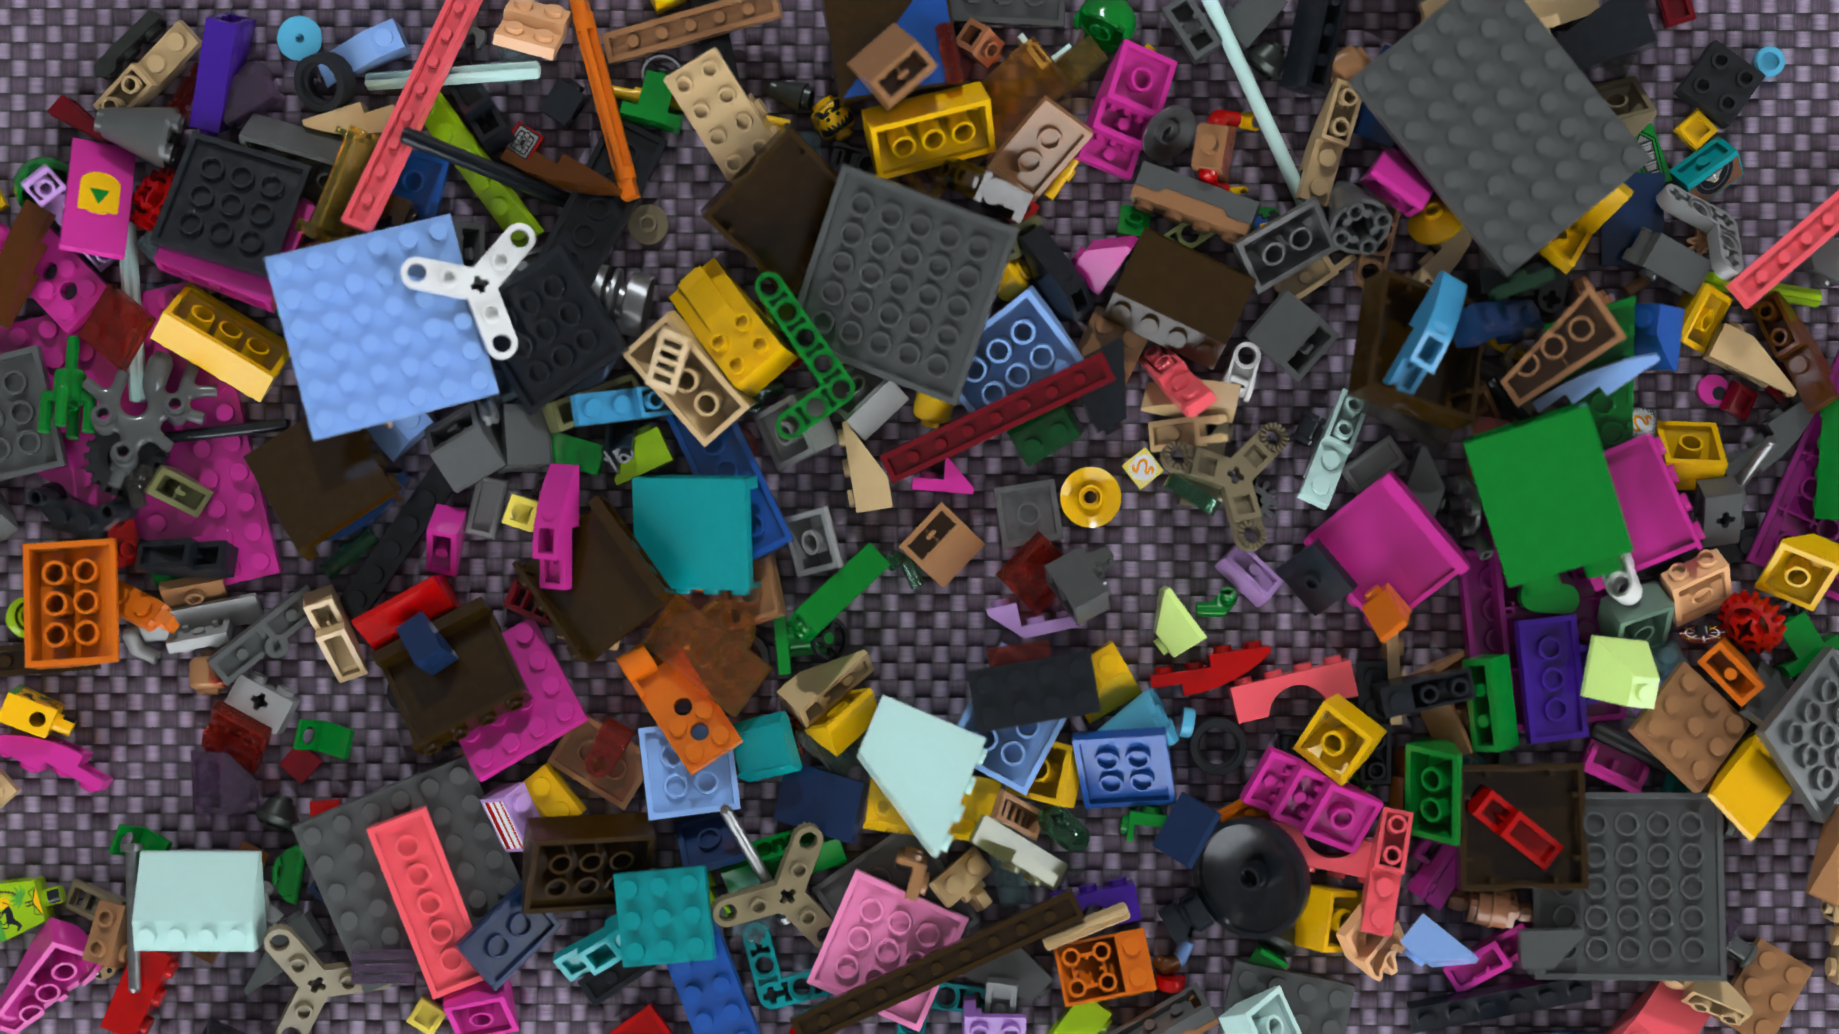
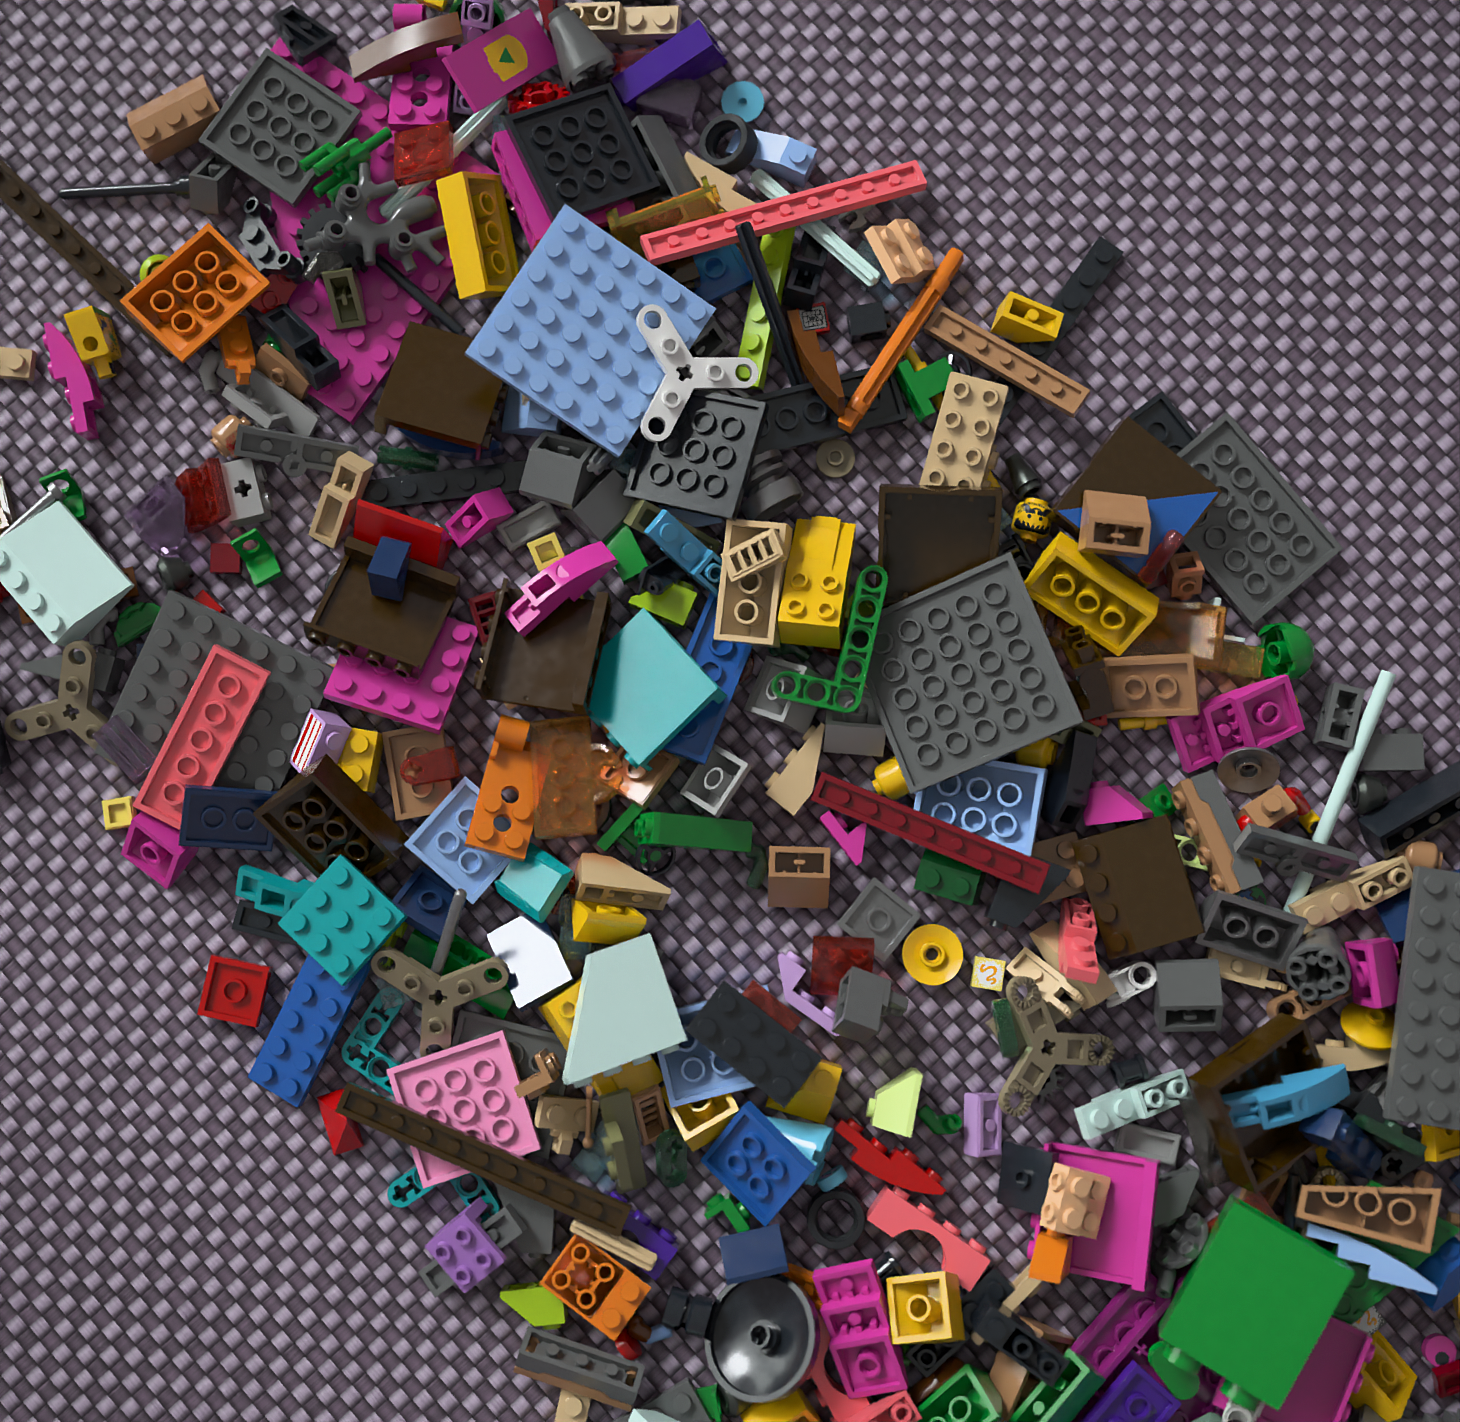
camera: 60 degrees right, 5 degrees down
(995, 879) = (588, 1142): none -> medium nougat hinge
(1260, 159) = (1295, 853): none -> dark grey hinge
(1362, 558) = (1075, 1201): none -> light nougat plate

